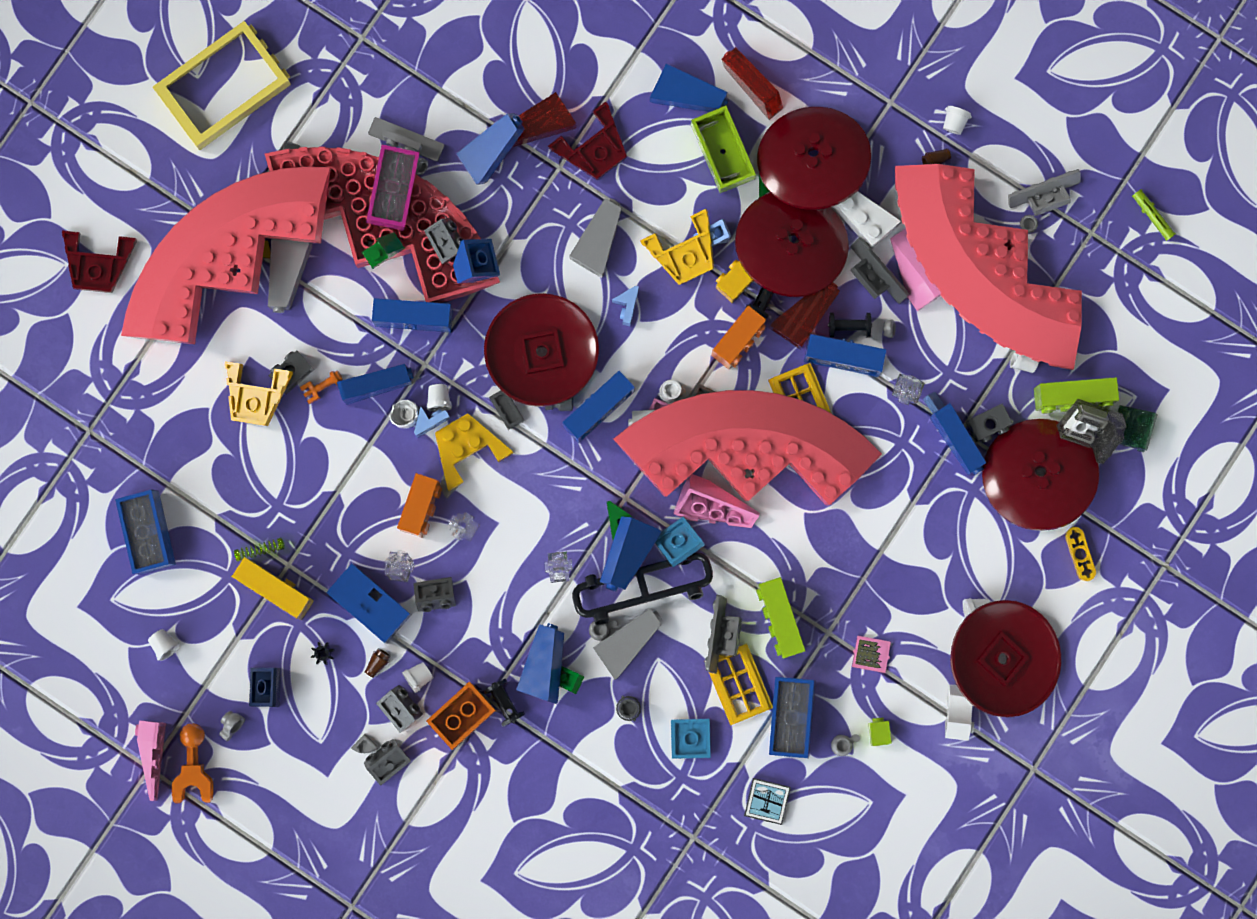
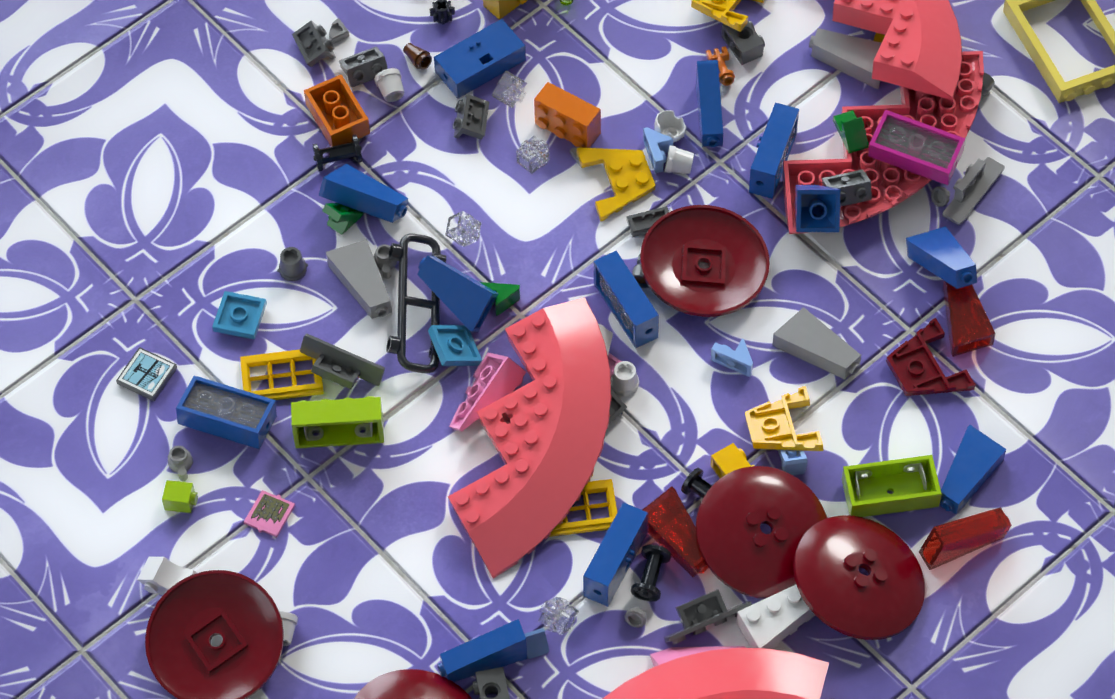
camera: 105 degrees right, 25 degrees down
(739, 338) = (664, 450): orange brick -> none

